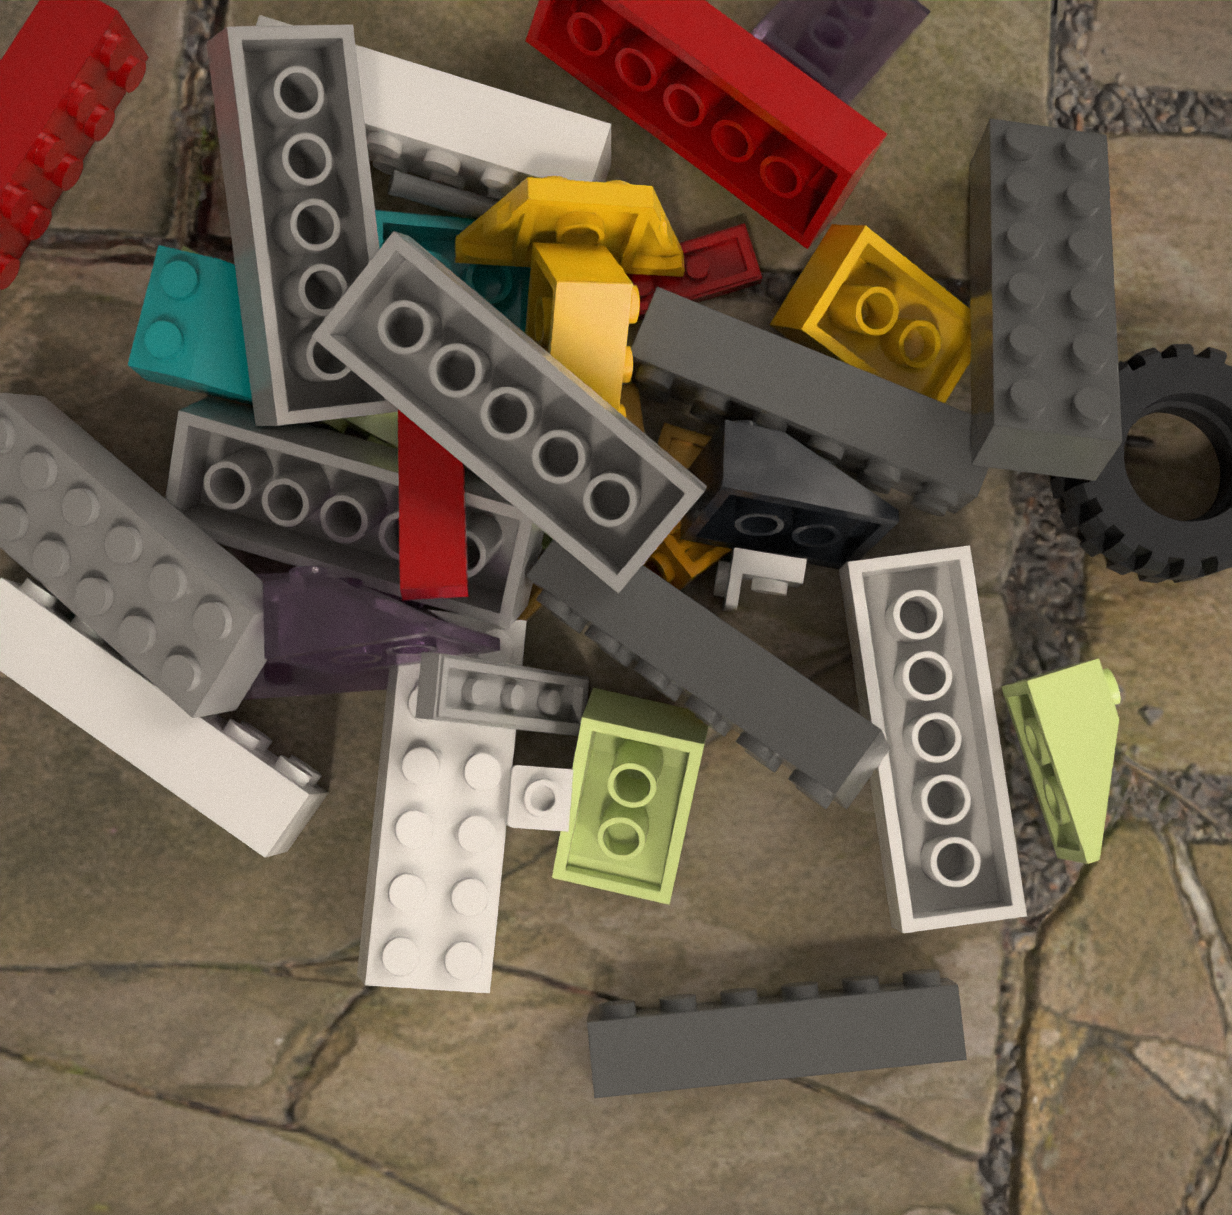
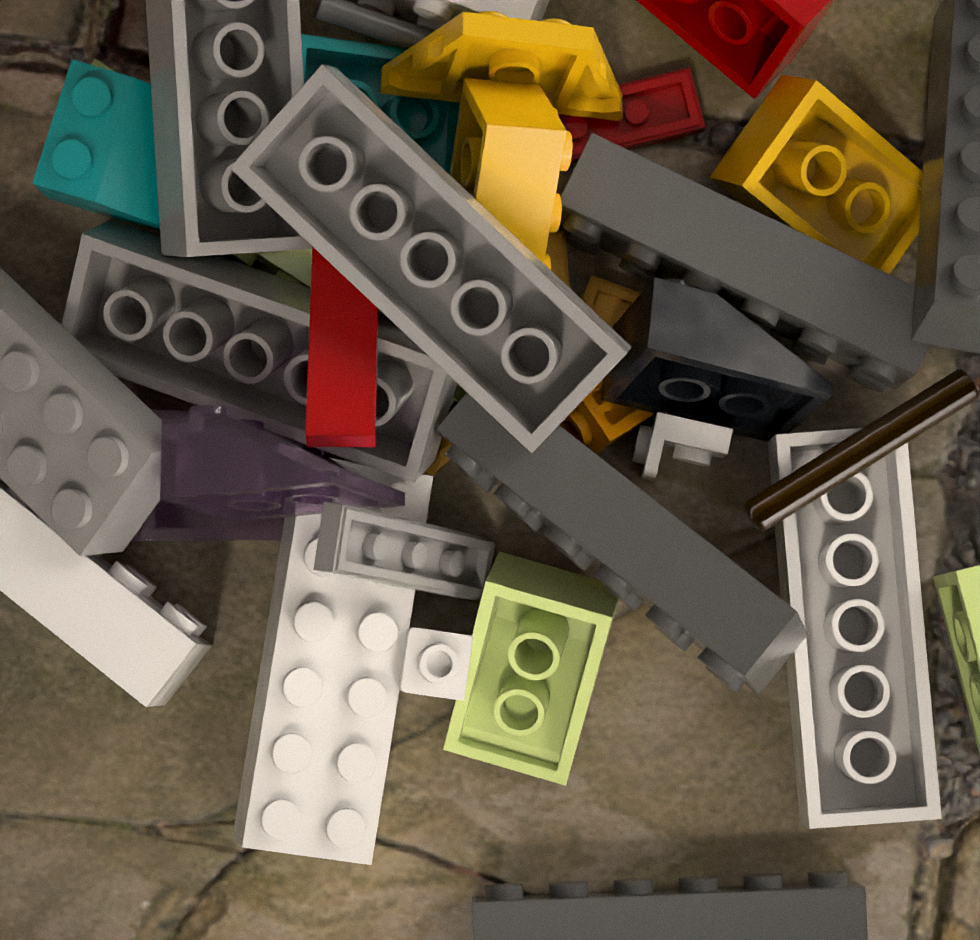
camera: 10 degrees right, 0 degrees up
(929, 571) = (861, 450): none -> dark brown axle

